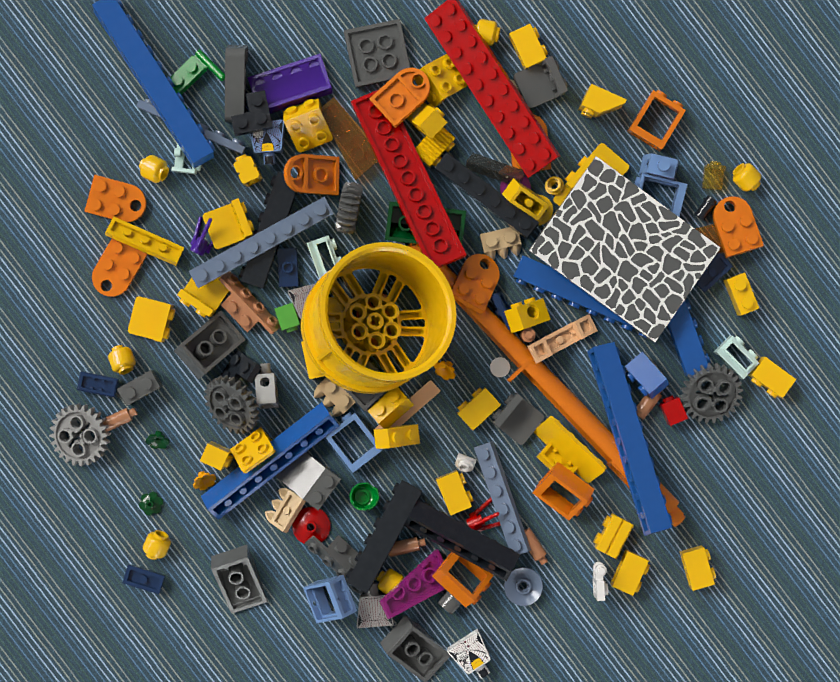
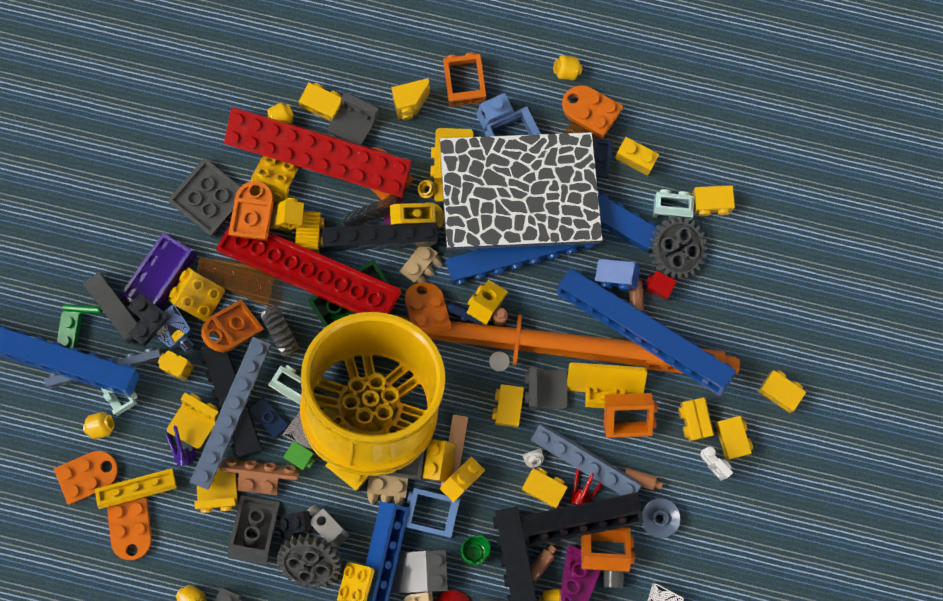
camera: 40 degrees left, 10 degrees down
(151, 319) = (189, 547): yellow bracket -> none
(445, 370) = (458, 397): light orange plant -> none
(562, 338) = (529, 298): light nougat slope -> none
(705, 207) = (555, 114): black pin -> none
(713, 176) = (541, 86): clear yellow bracket -> none

